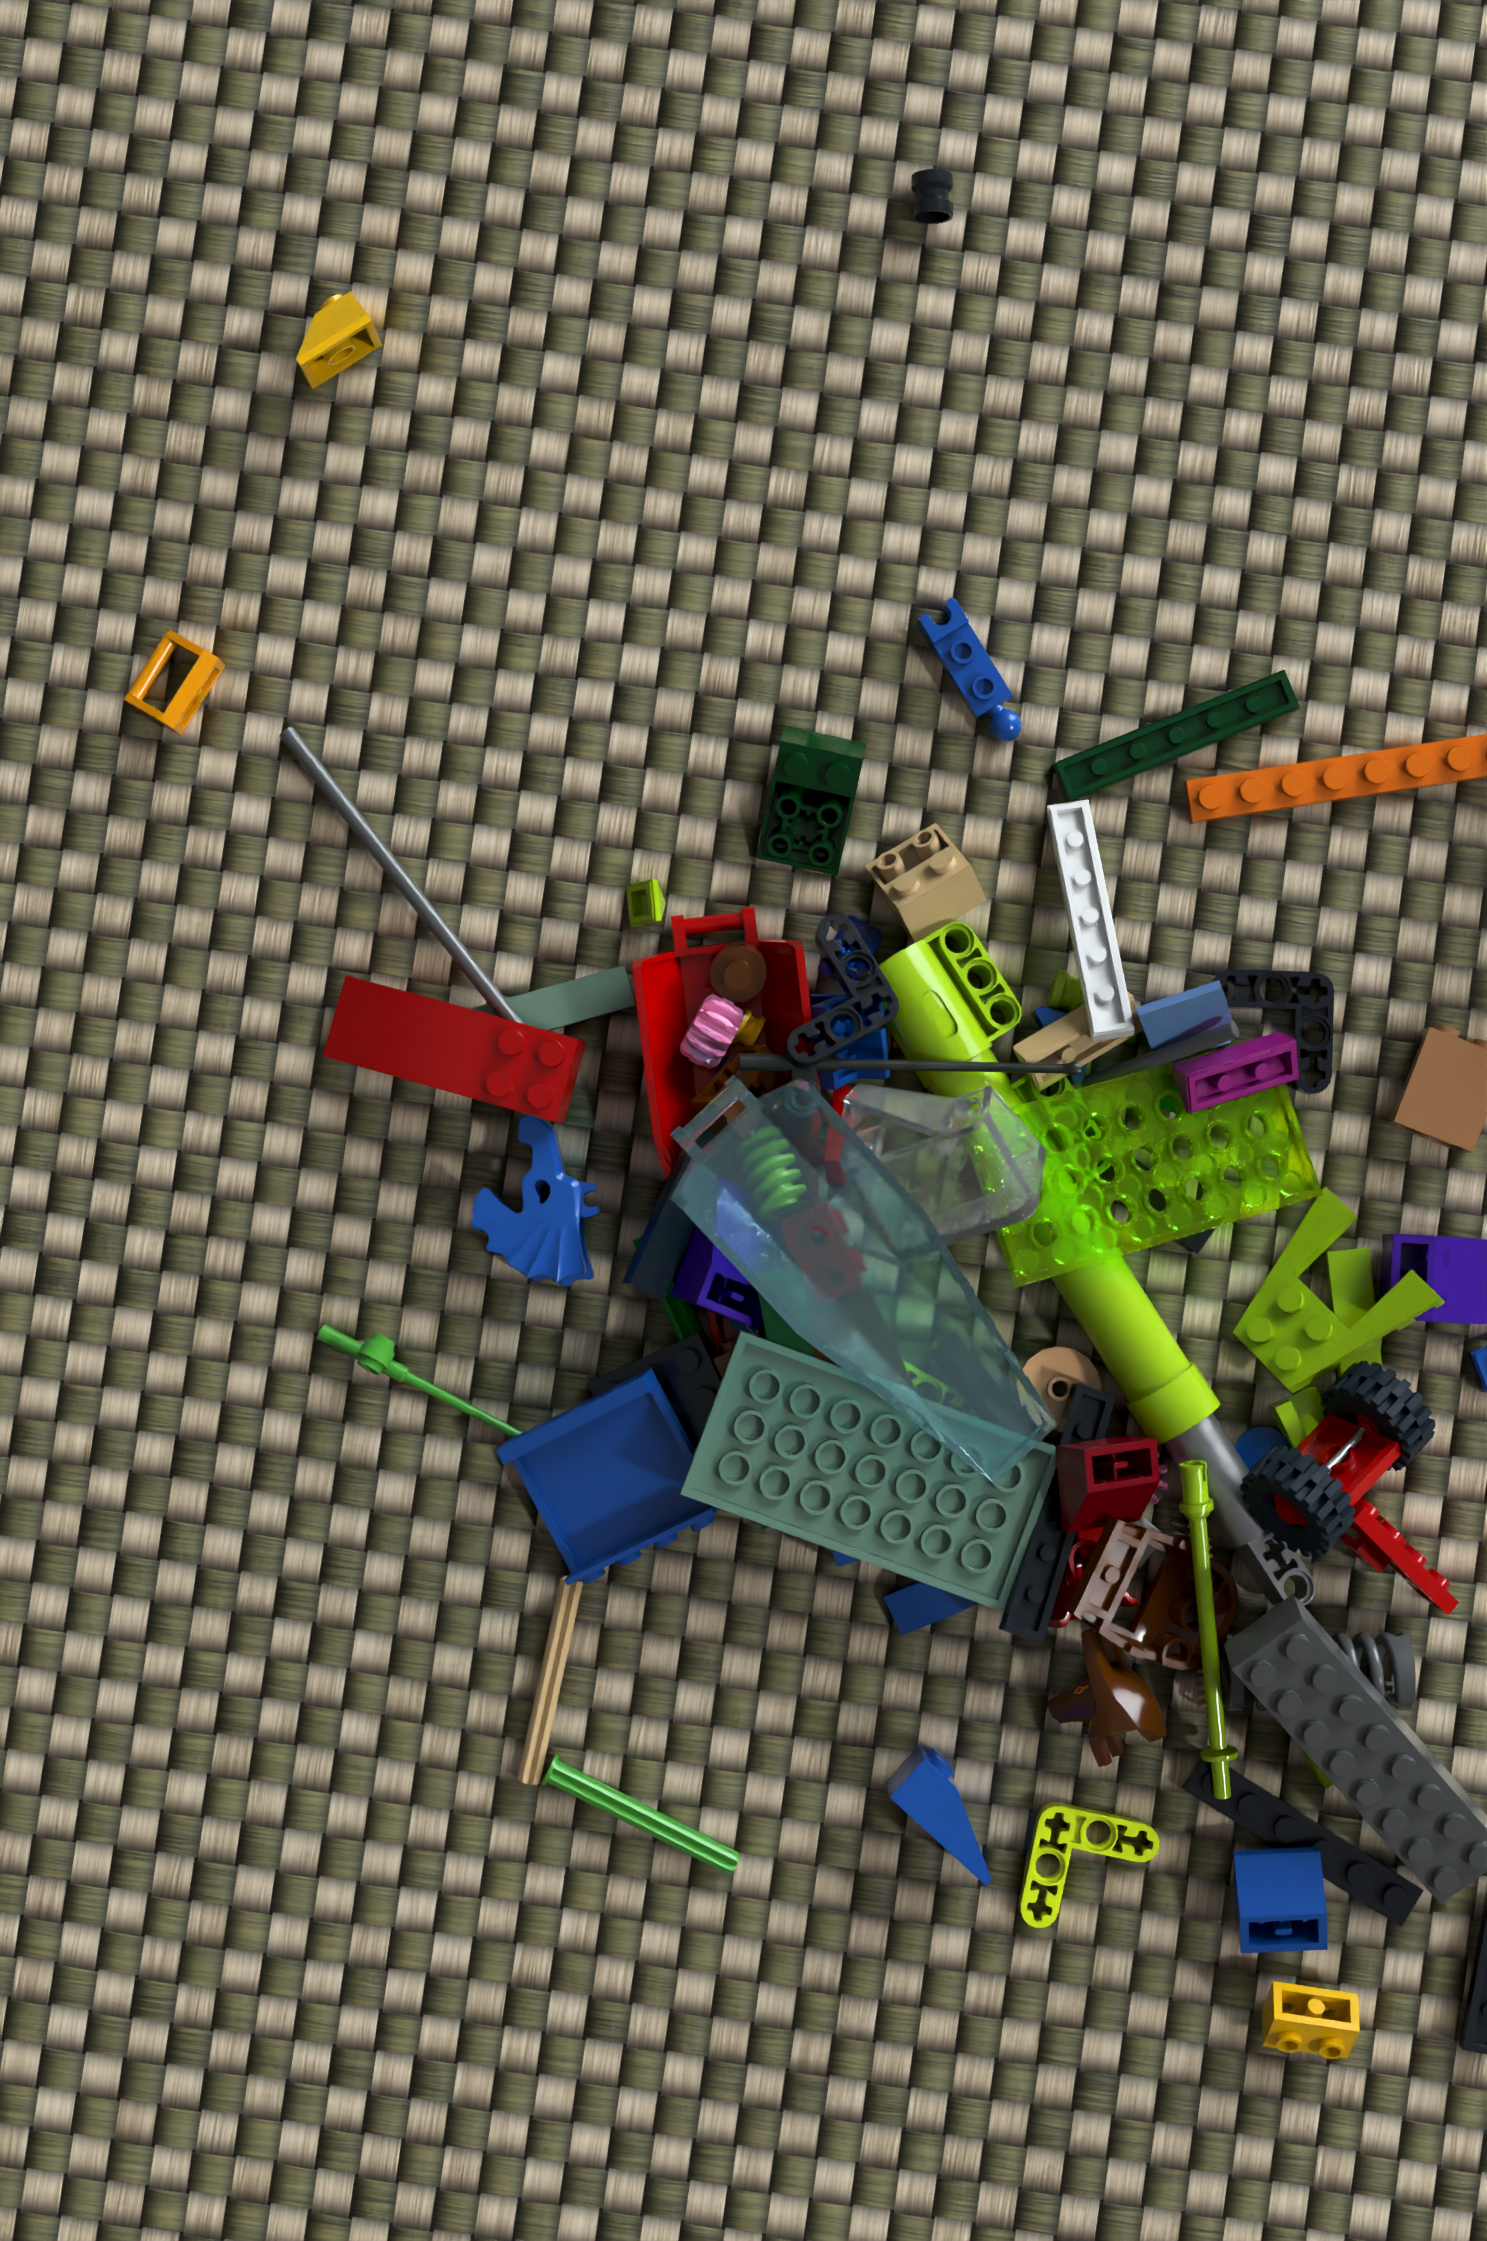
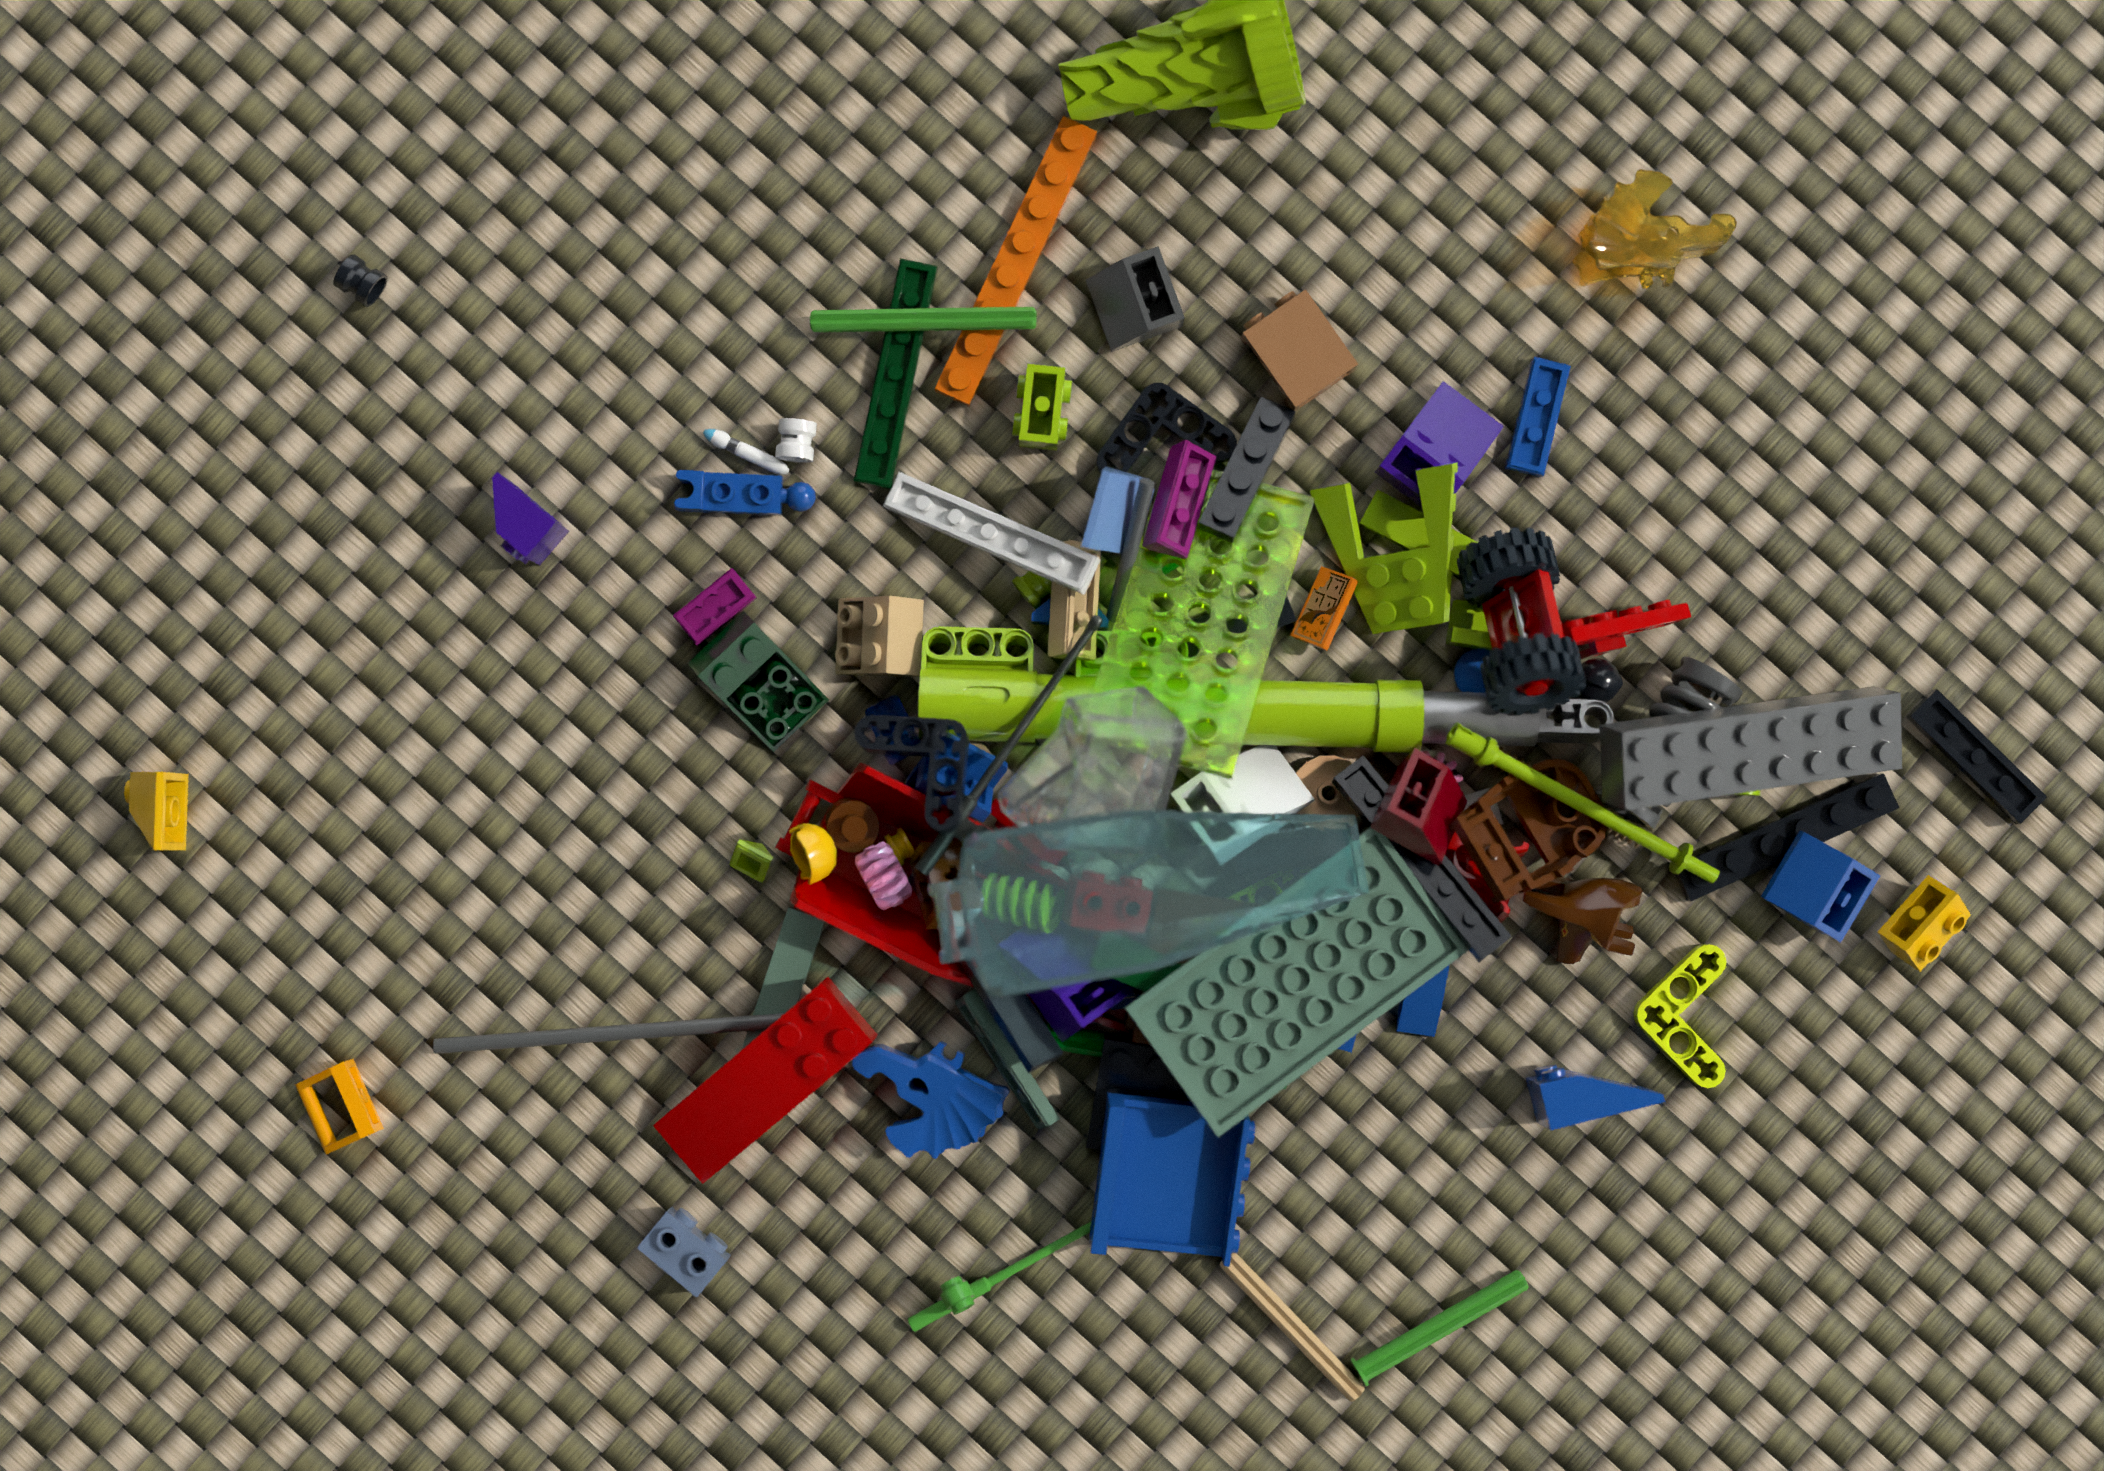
camera: 60 degrees left, 0 degrees up
(244, 1079) = (680, 1255): none -> sand blue brick
(618, 1256) = (1006, 1060): none -> sand green tile
(690, 952) = (813, 851): none -> yellow hair
(811, 491) = (524, 524): none -> dark purple slope
(852, 715) = (714, 607): none -> magenta plate
(1012, 648) = (724, 441): none -> white piece
(1026, 1316) = (1259, 785): none -> white slope
(1053, 686) = (796, 440): none -> white wheel
(1226, 1271) = (1324, 608): none -> tile
(1243, 727) = (923, 319): none -> bright green axle
(1248, 883) = (1042, 396): none -> lime brick
(1305, 1114) = (1246, 469): none -> black plate
(1333, 1570) = (1601, 680): none -> black piece
(1393, 908) = (1135, 299): none -> dark grey slope

